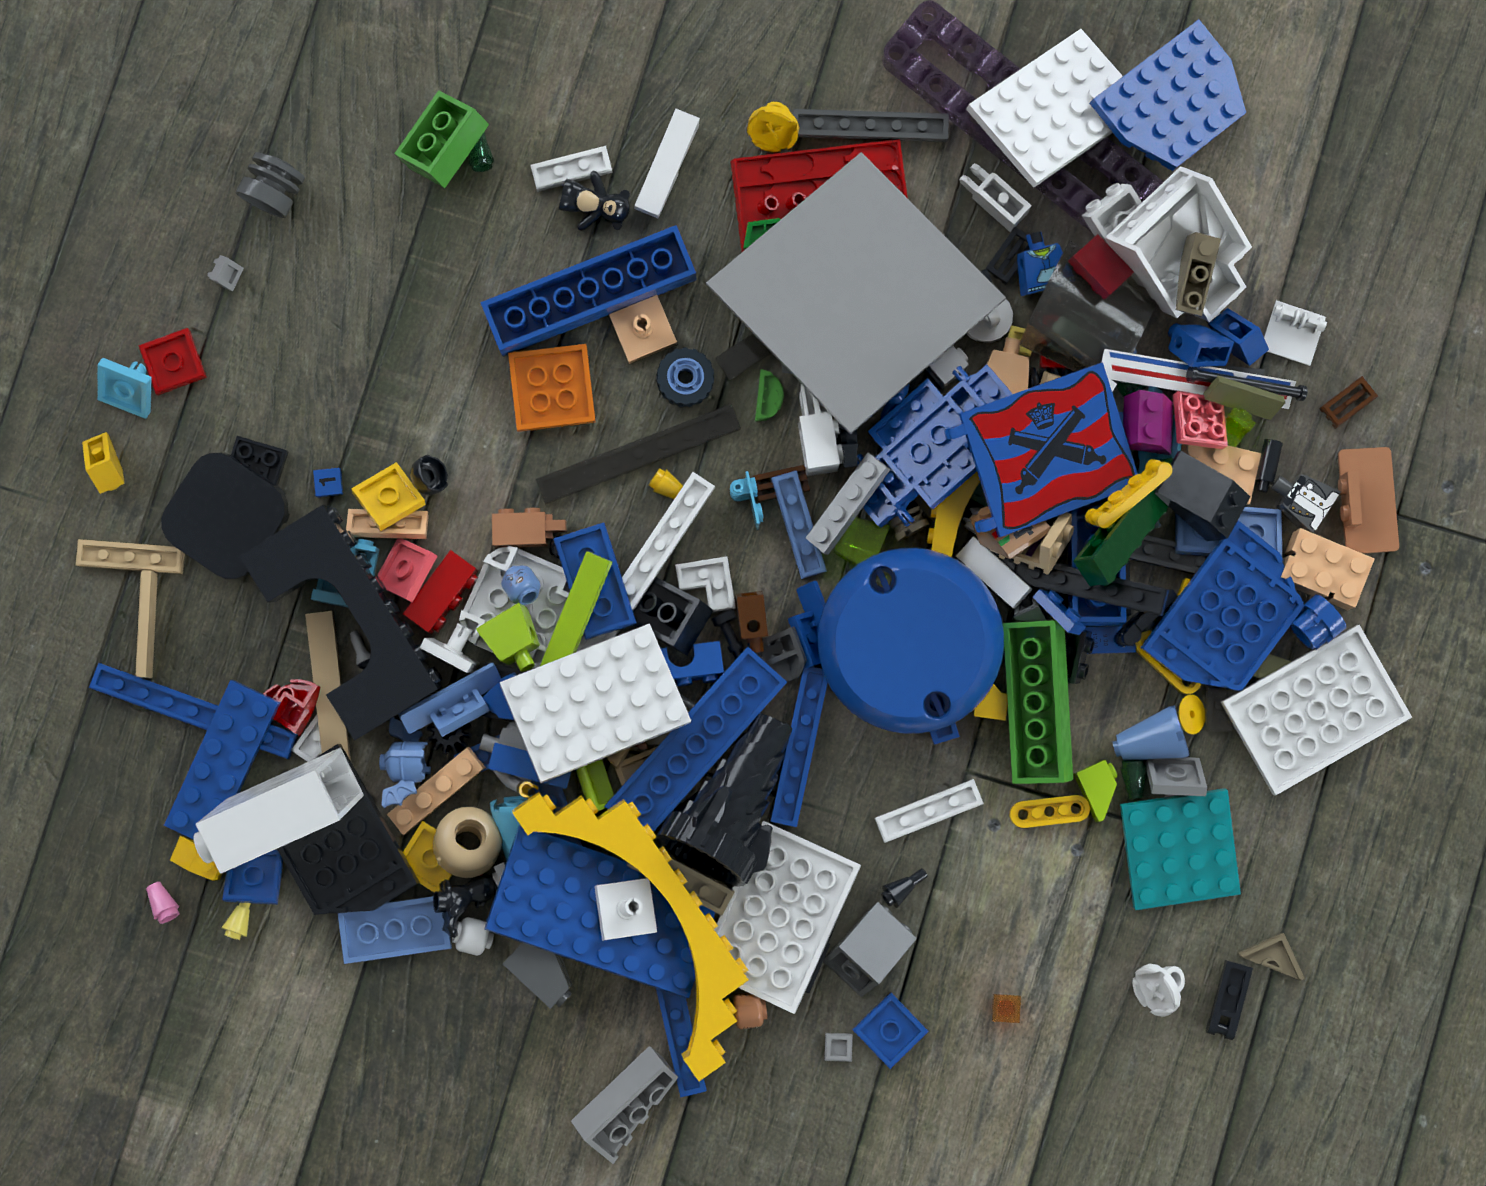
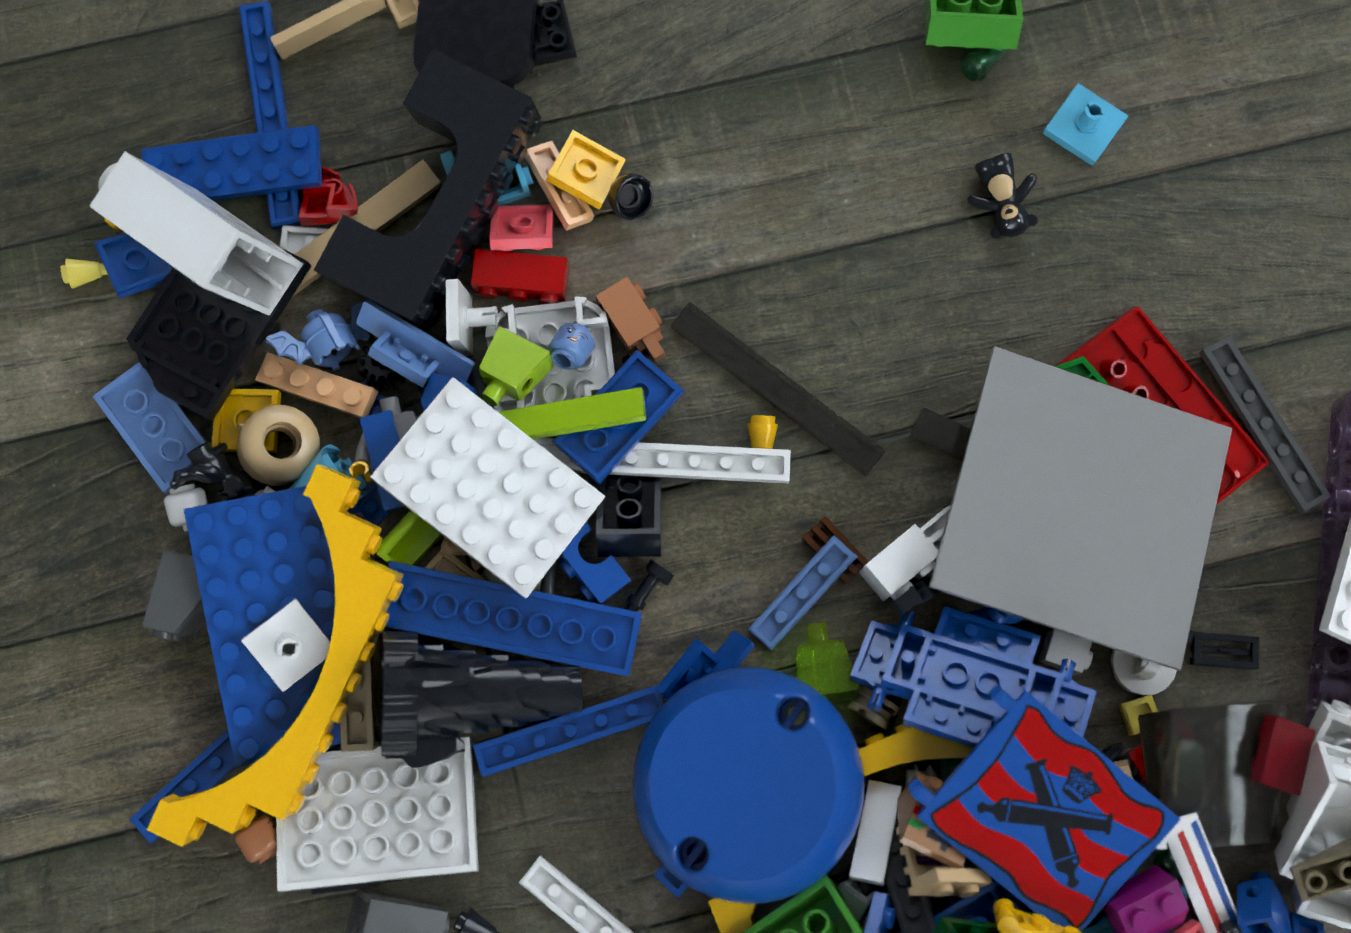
camera: 65 degrees right, 5 degrees down
(162, 904) = (63, 190): bright pink cone -> none
(328, 482) = (567, 108): blue tile -> none
(551, 387) = (791, 264): orange plate -> none
(573, 108) = (1085, 124): none -> medium azure tile
(573, 167) = (1027, 157): white tile -> none
(589, 290) = (912, 241): blue brick -> none
(624, 1104) = (91, 763): light grey wedge -> none
(643, 329) = (906, 319): light nougat tile -> none
(667, 163) = (1091, 243): white slope -> none
(691, 362) = (894, 372): black wheel -> none
(713, 575) = (696, 537): white tile -> none
(747, 489) = (805, 515): medium azure hinge -> none
(752, 607) = (684, 591): reddish brown torso -> none
(769, 396) = (917, 485): bright green tile -> none
(773, 127) = (1196, 325): yellow tile -> none
(784, 654) = (656, 654): dark grey slope -> none
(847, 503) = (855, 630): light grey plate -> none
(997, 197) = (1277, 599): white hinge -> none
(1010, 366) = (1109, 719): light nougat torso -> none
(1037, 264) = (1235, 683): blue torso -> none

